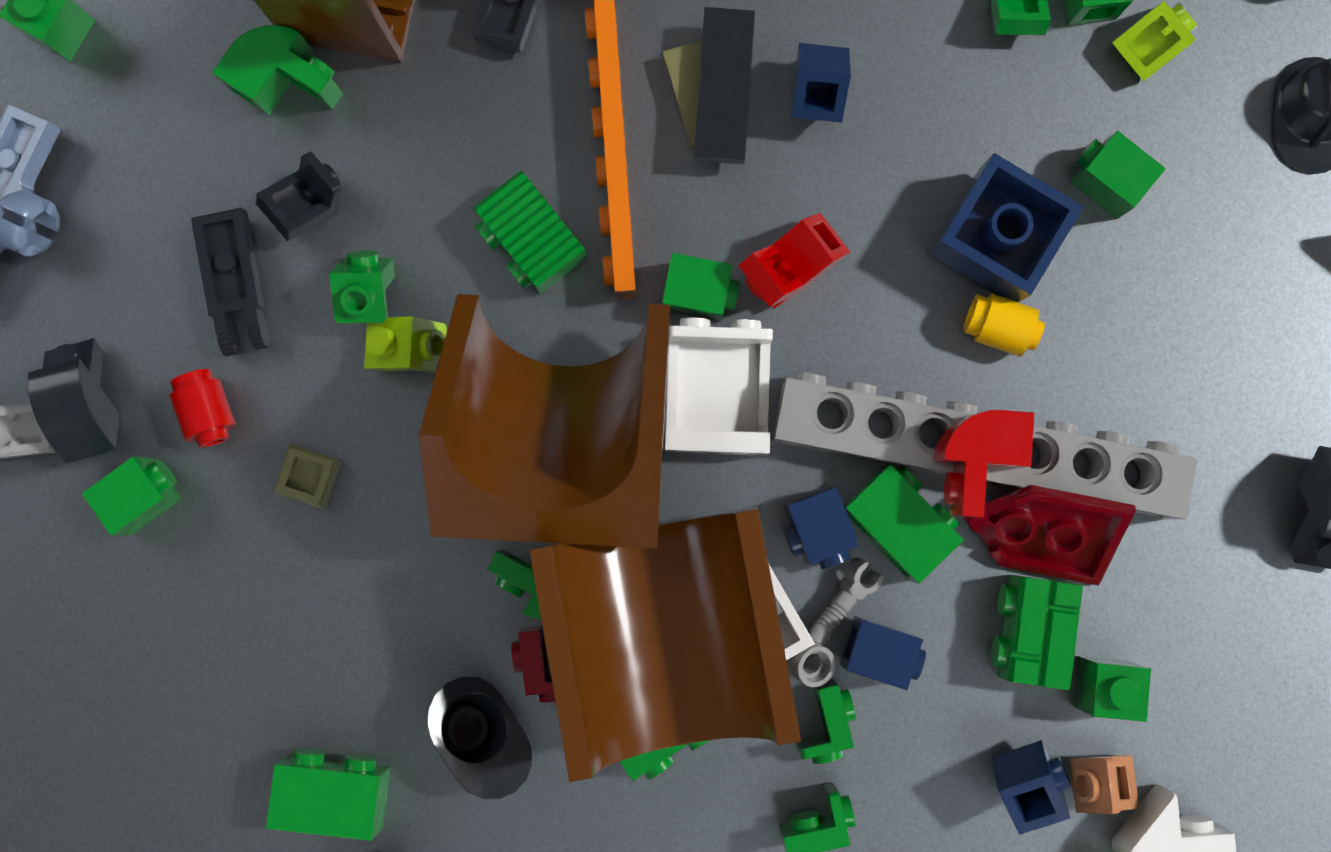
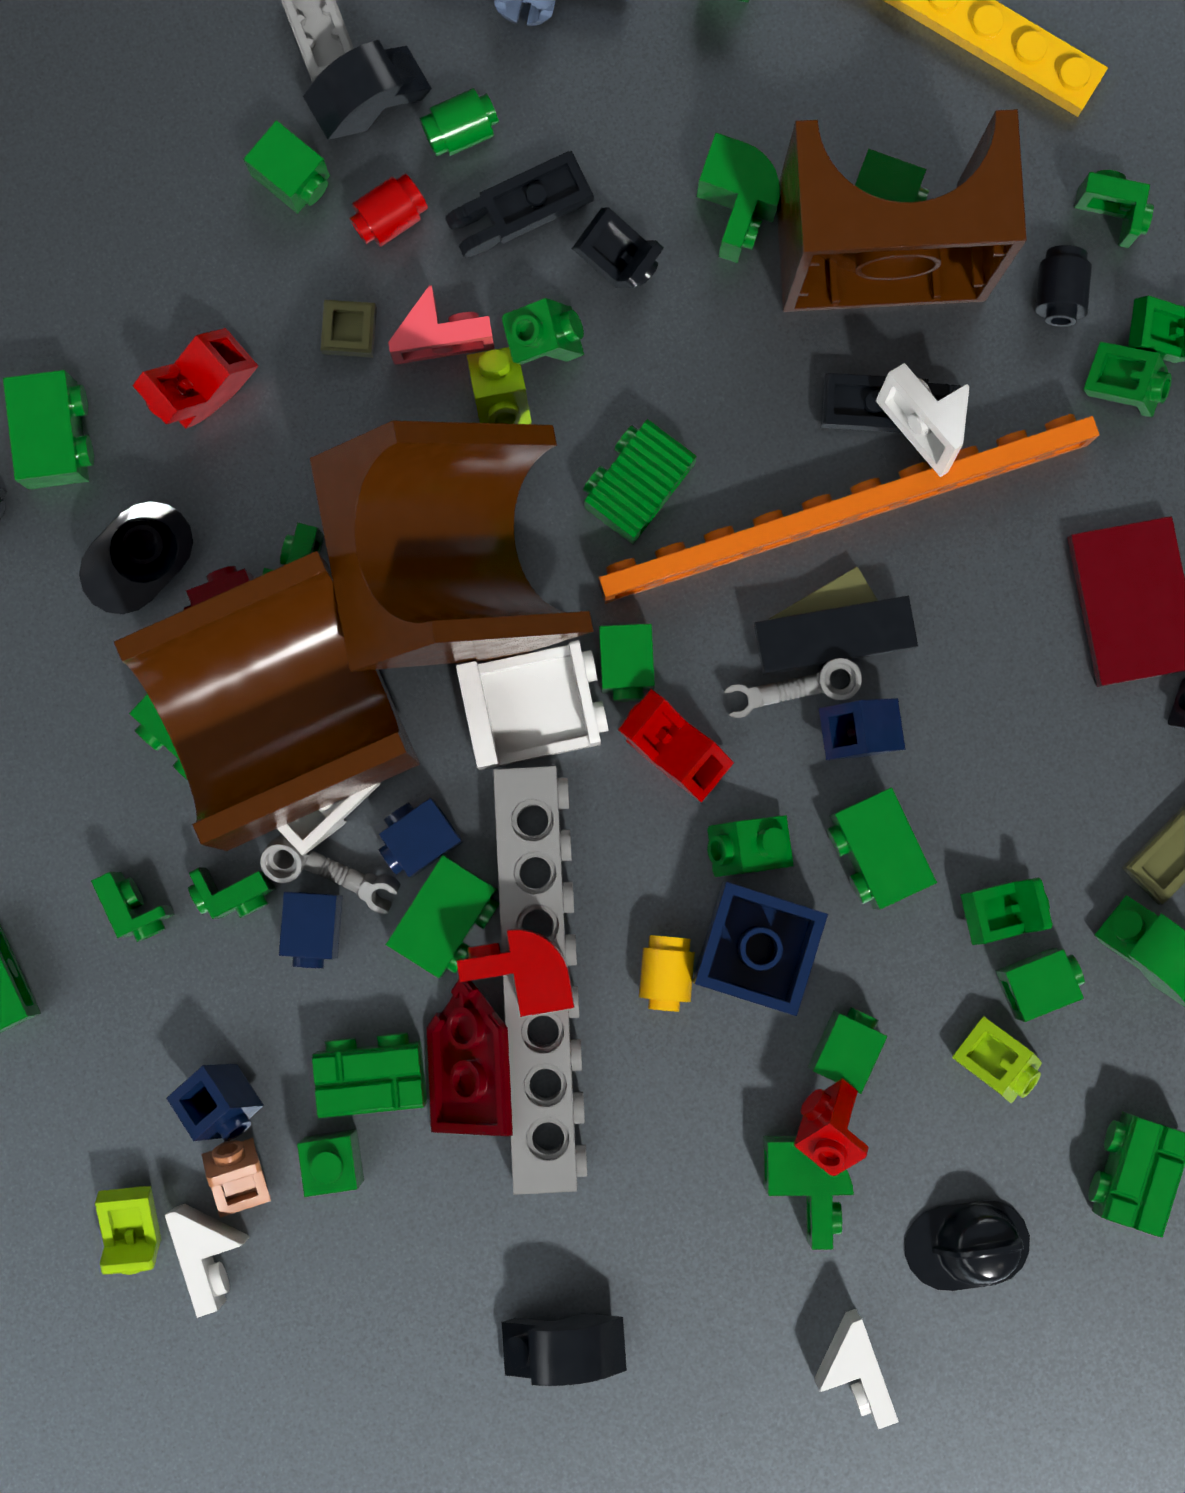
camera: 75 degrees right, 0 degrees up
(134, 318) = (459, 123): none -> green brick
(319, 633) = (198, 381): none -> red brick
(337, 402) = (423, 337): none -> coral slope
(778, 86) = (796, 688): none -> light grey brick
(902, 218) = (749, 846): none -> green bracket
(936, 96) = (881, 850): none -> green brick
(1193, 205) = (824, 1129): none -> red bracket
(1218, 243) = (794, 1174): none -> green brick

